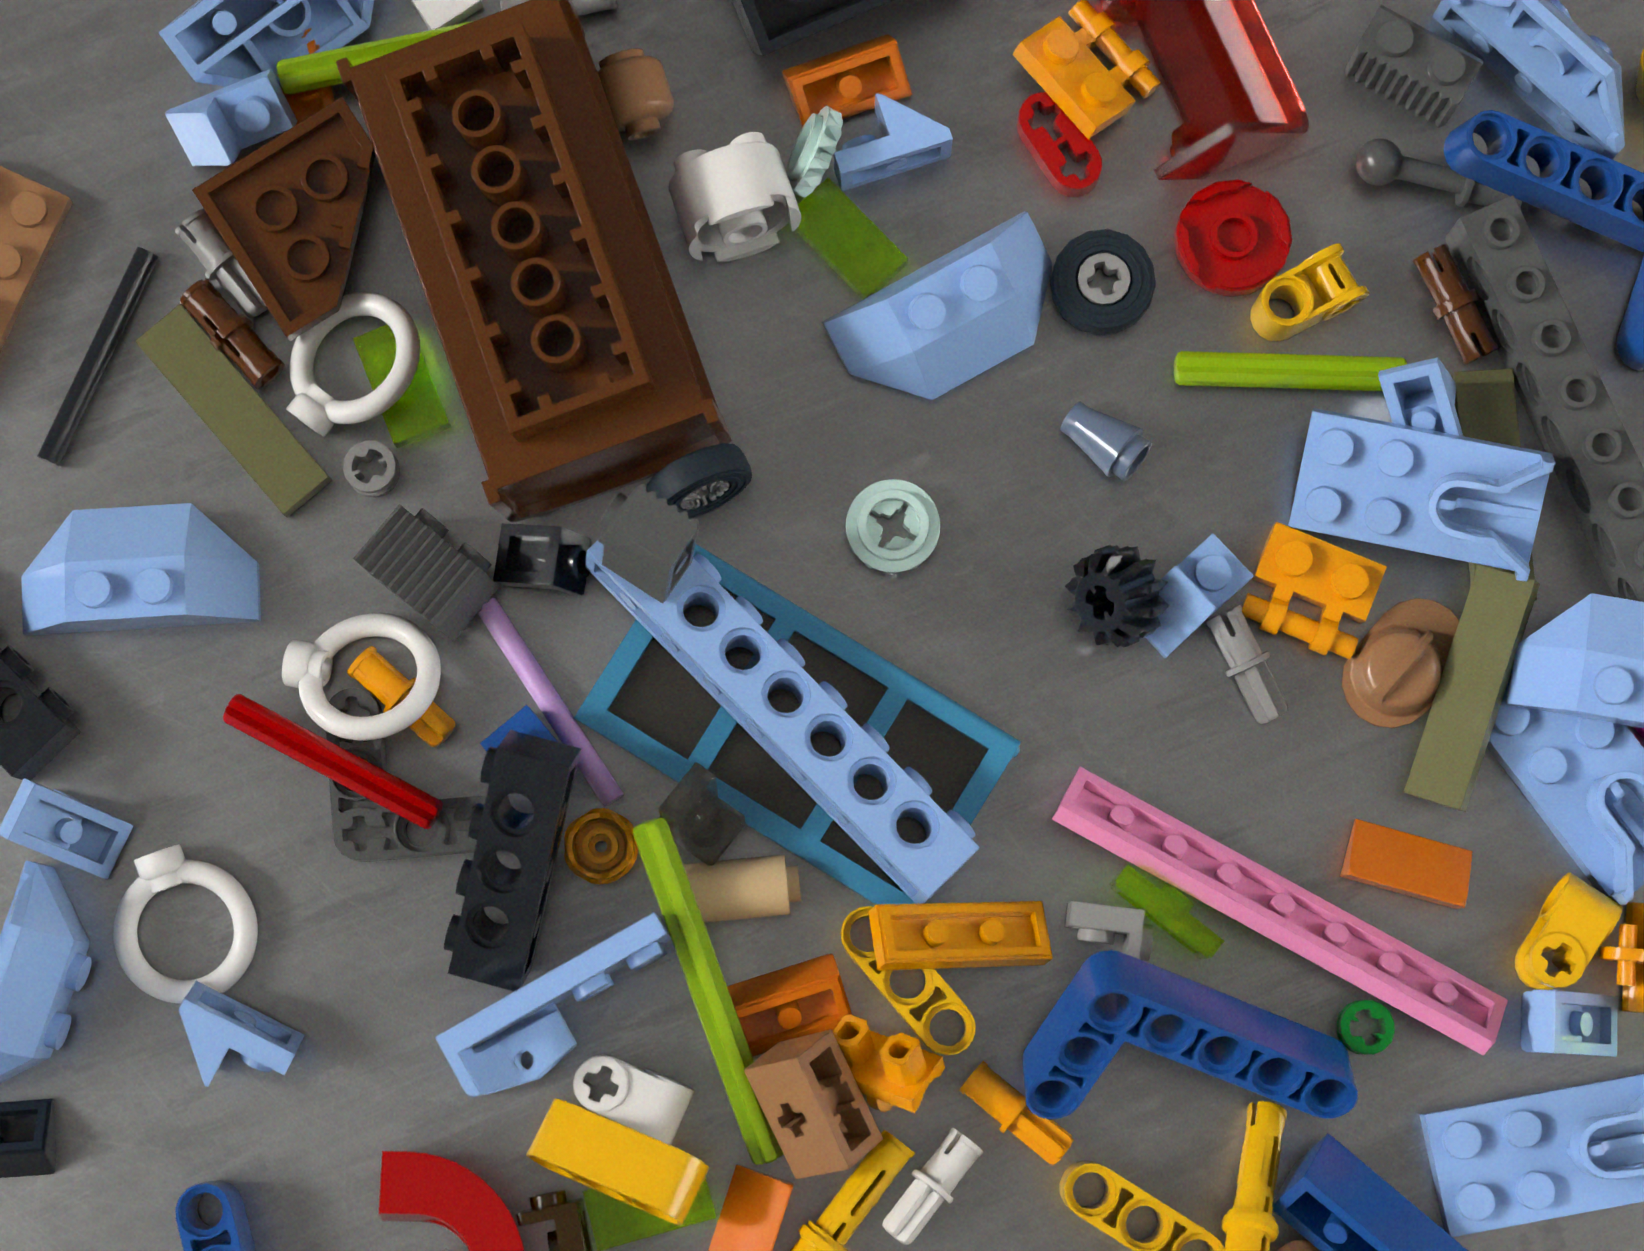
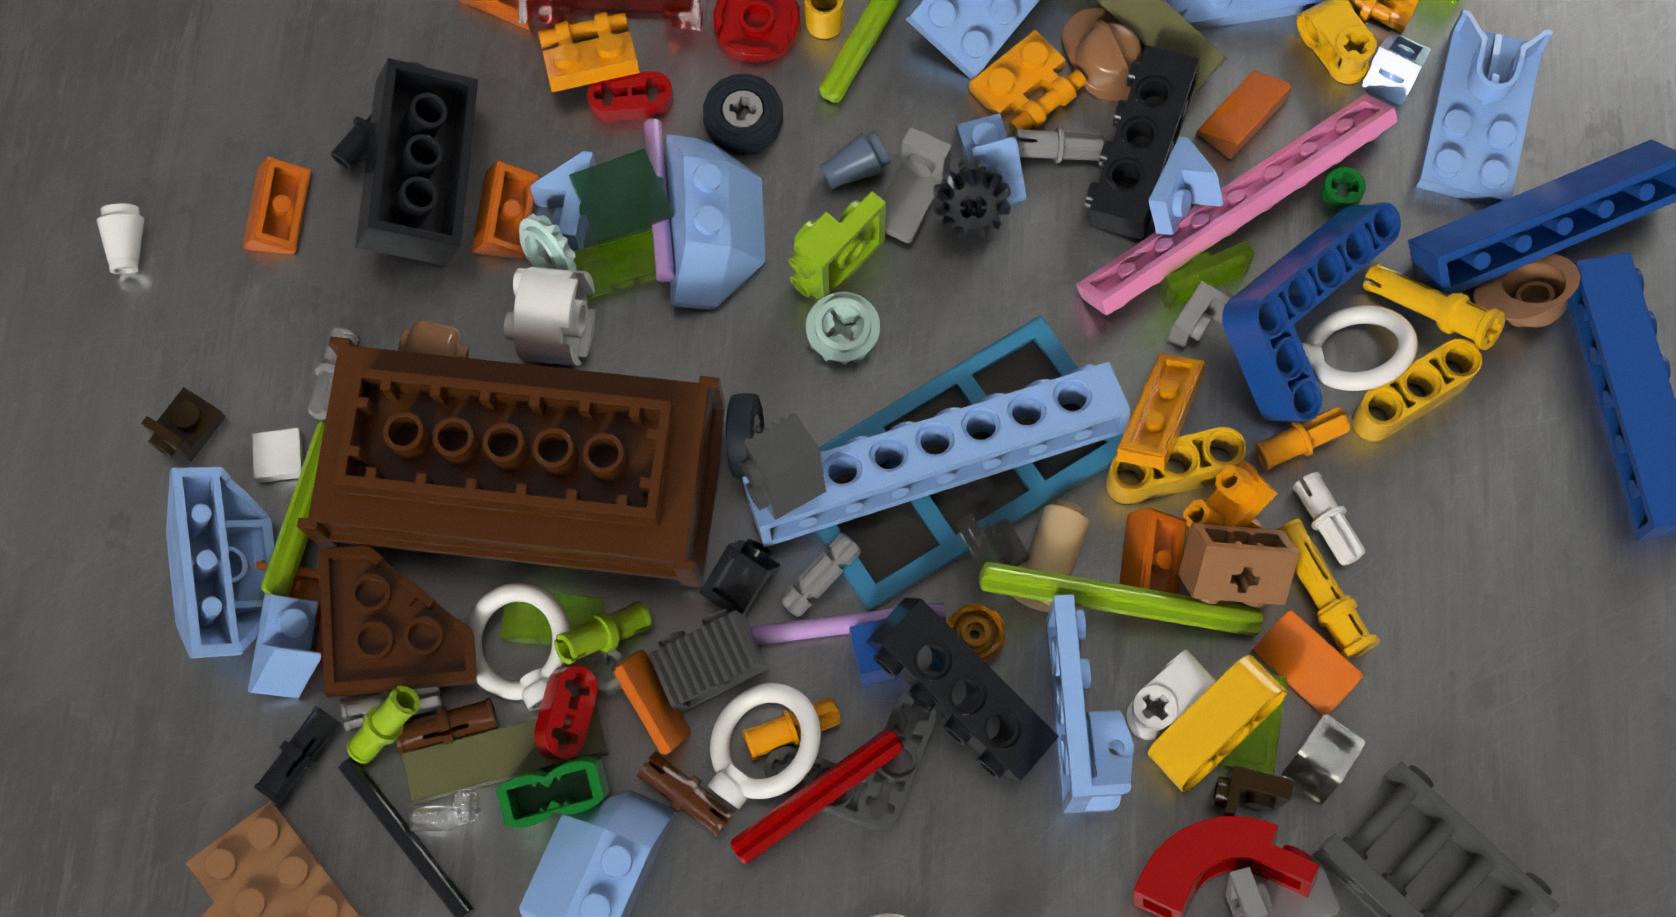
camera: 65 degrees left, 10 degrees down
(129, 198) = (297, 755): none -> black pin
(145, 396) = (444, 818): none -> clear arm
(191, 268) = (383, 724): none -> lime pin
(204, 481) = (541, 792): none -> green brick
(276, 619) = (685, 793): none -> reddish brown pin
(295, 462) = (565, 712): none -> red beam
(352, 522) = (647, 696): none -> orange slope
(402, 443) = (602, 632): none -> lime pin
(584, 644) = (820, 574): none -> light grey axle
(915, 198) = (621, 196): none -> clear green piece
(942, 243) = (661, 231): none -> lavender bar
(955, 468) = (832, 251): none -> lime plate
(1100, 519) = (912, 186): none -> light grey bracket
(1120, 1082) = (1365, 379): none -> white piece
(1263, 827) = (1183, 182): none -> light blue slope
(1392, 769) = (1160, 75): none -> black brick

